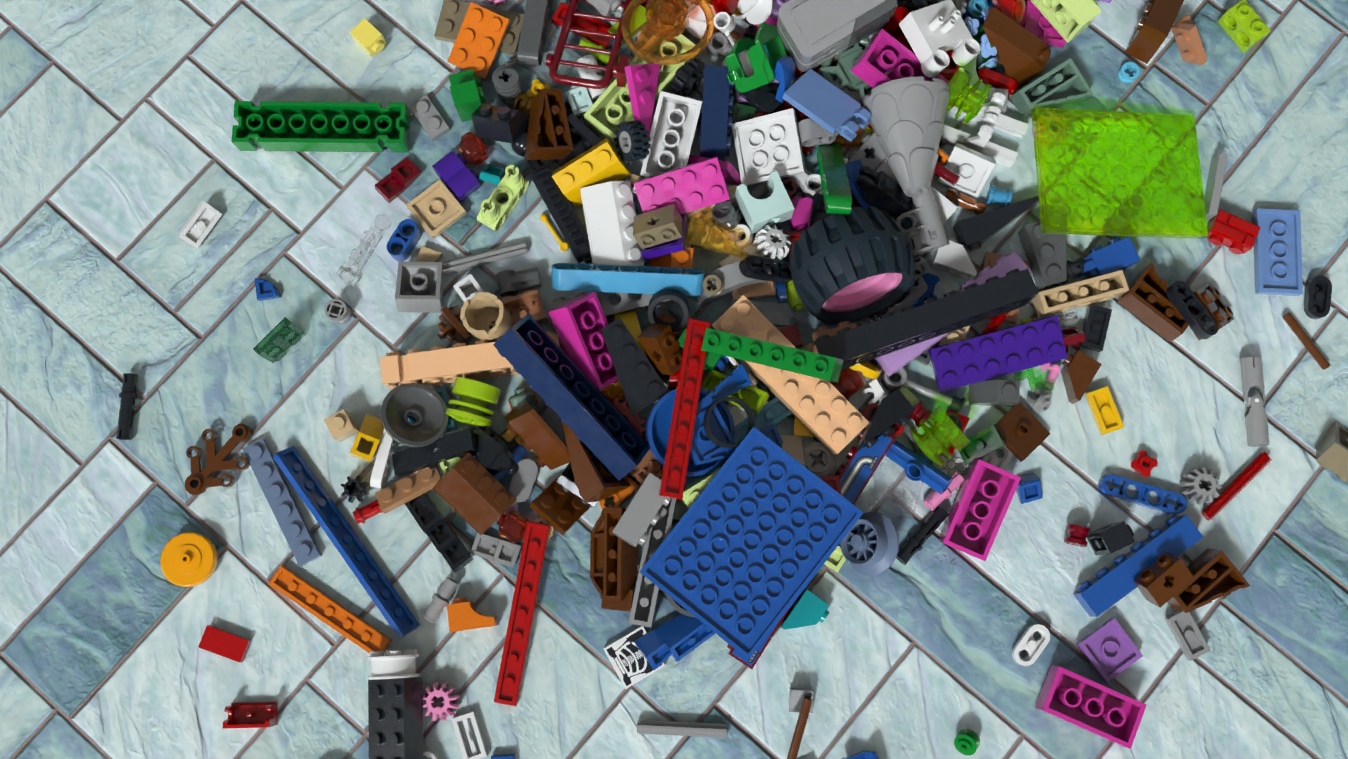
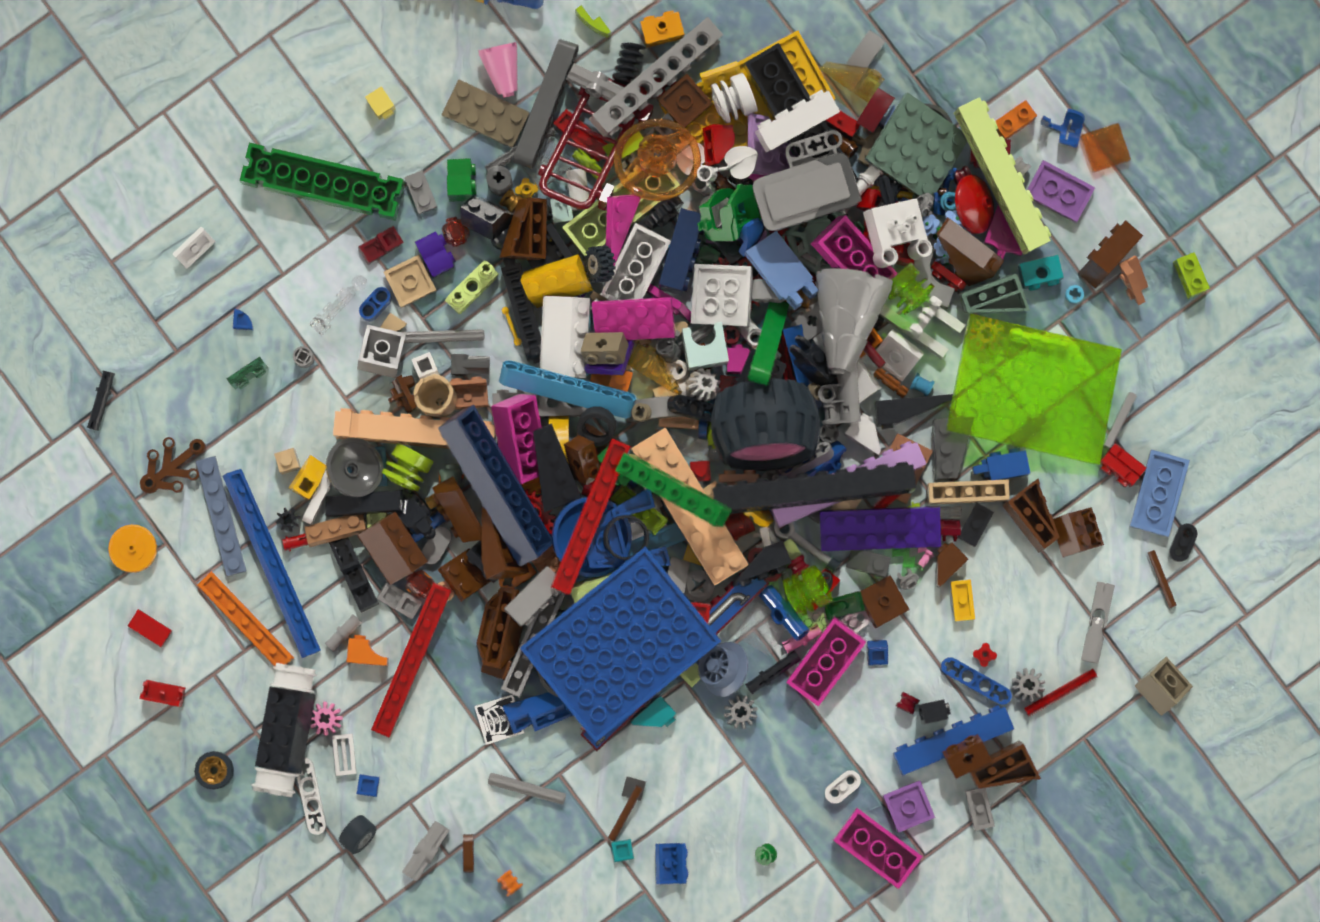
camera: 10 degrees right, 5 degrees up
(479, 40) = (481, 130): orange plate -> none
(492, 174) = (468, 260): teal tile -> none
(902, 594) = (743, 718): none -> light grey gear
(1073, 268) = (968, 467): black piece -> none
(1098, 49) = (1050, 265): none -> teal brick
(1192, 300) = (1069, 542): black beam -> none

